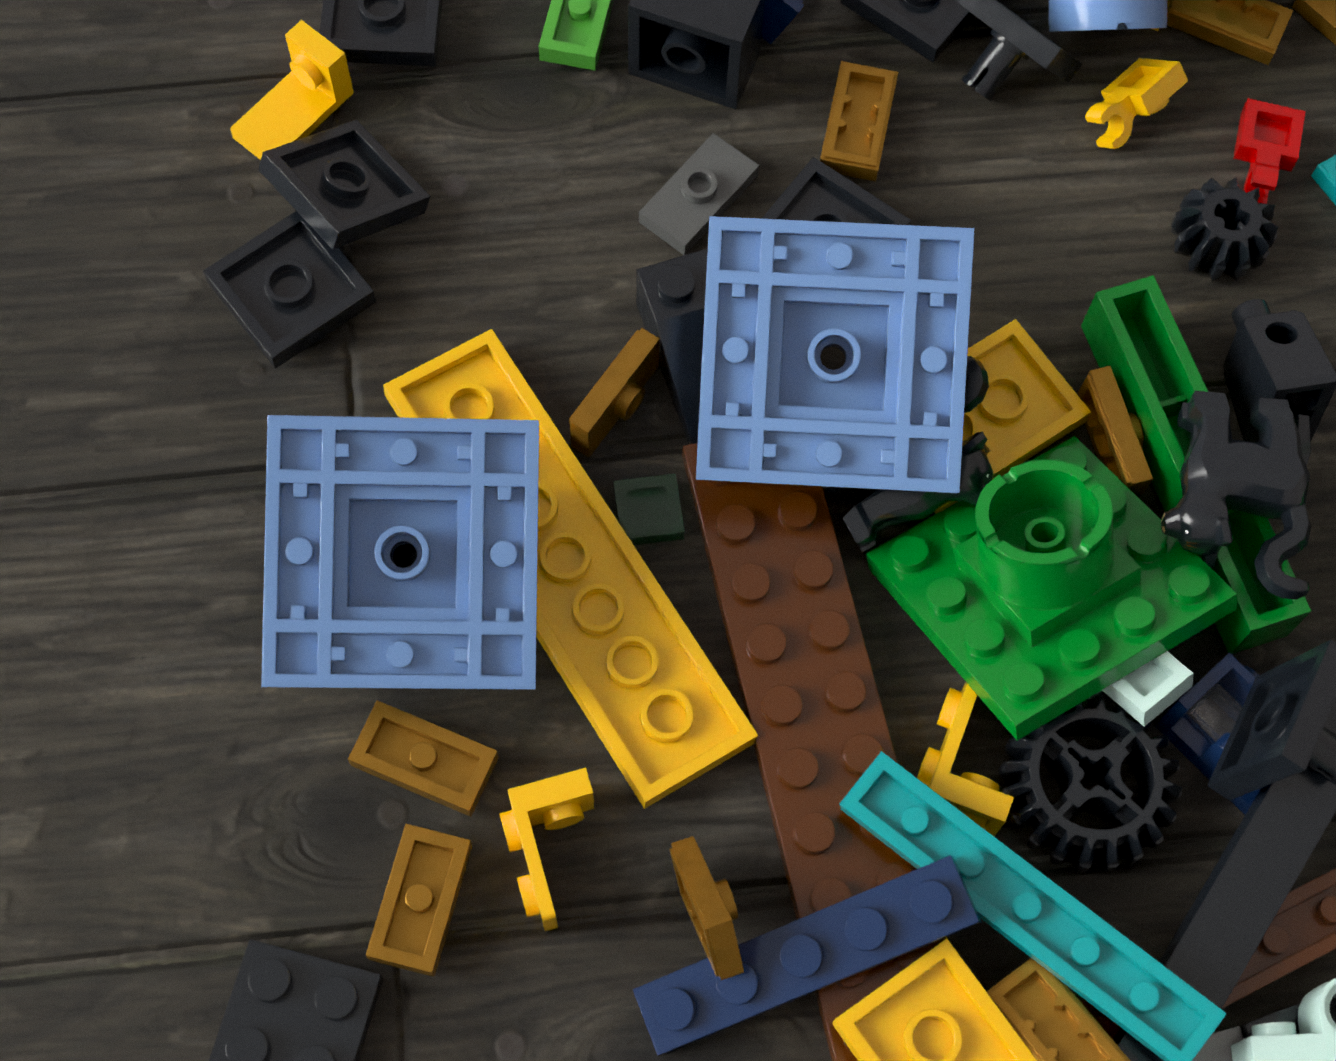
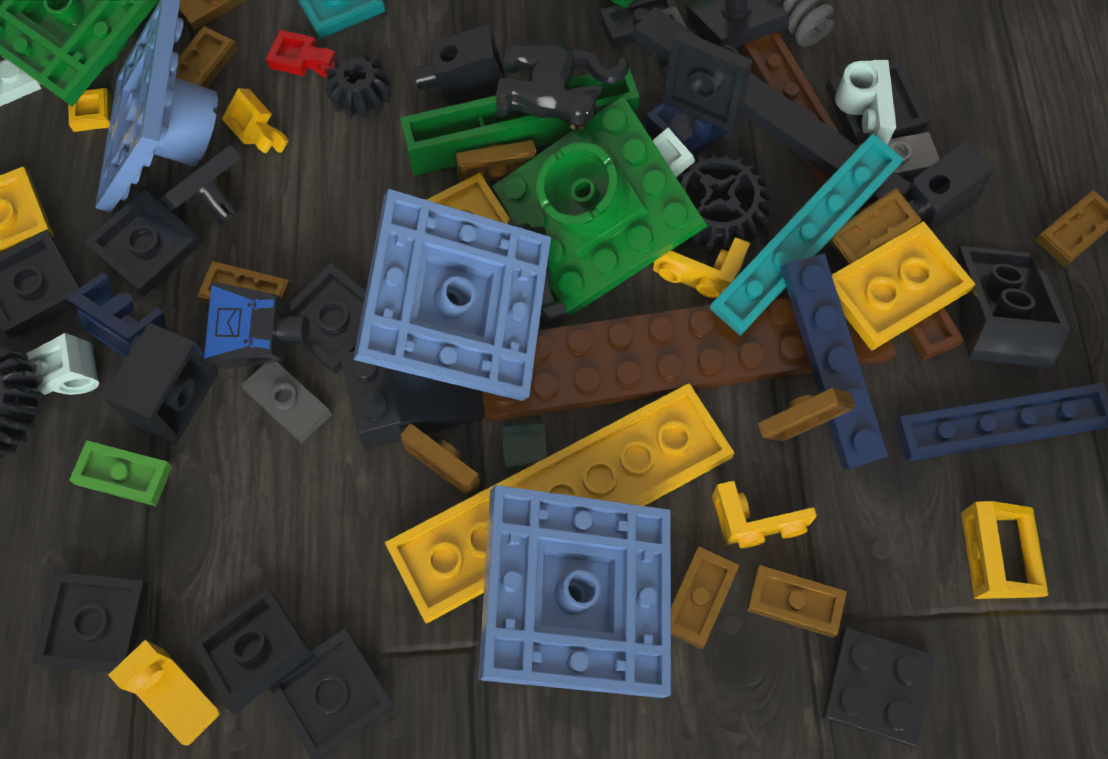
camera: 85 degrees left, 0 degrees up
(792, 121) = (249, 327): none -> torso

